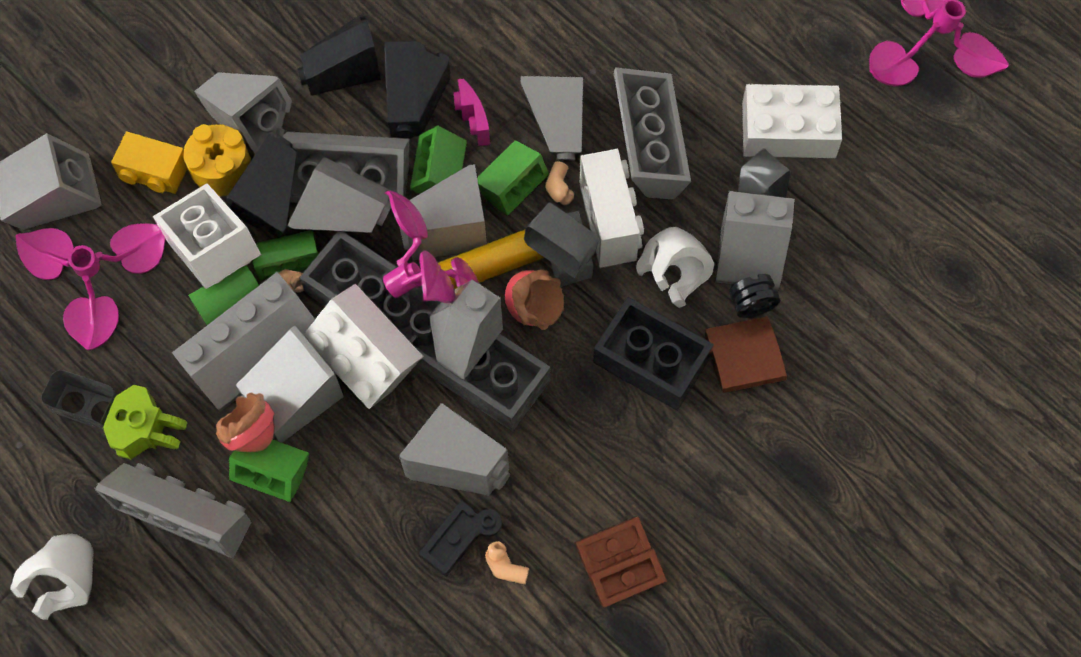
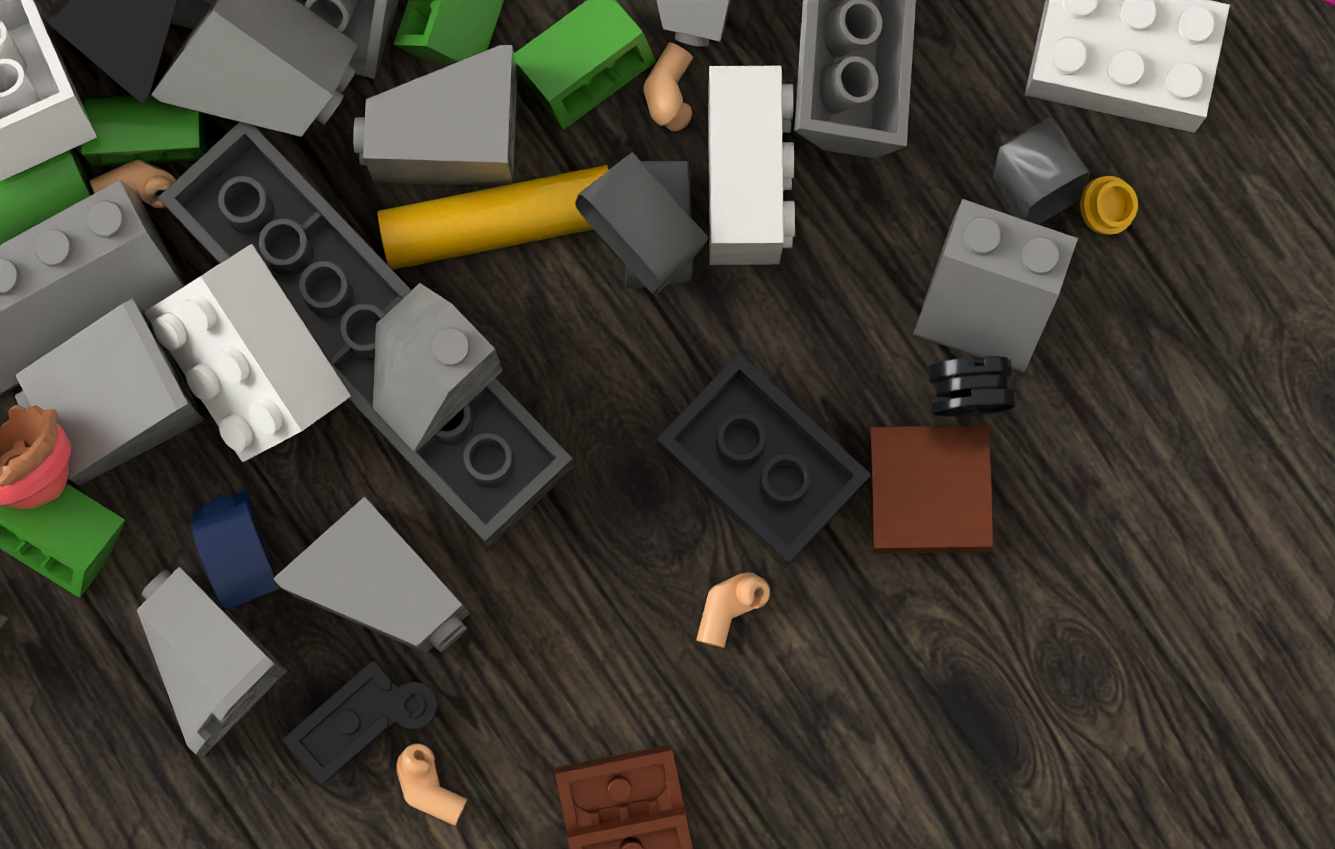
camera: 10 degrees right, 15 degrees up
(369, 516) = (204, 657): none -> light grey slope
(373, 453) = (233, 550): none -> dark blue brick
(408, 276) = (388, 290): dark pink plant -> none
(534, 298) = (575, 313): nougat hair -> none
(649, 434) = (728, 601): none -> light nougat arm
(680, 249) = (840, 269): white piece -> none
(804, 195) = (1108, 205): none -> yellow plate

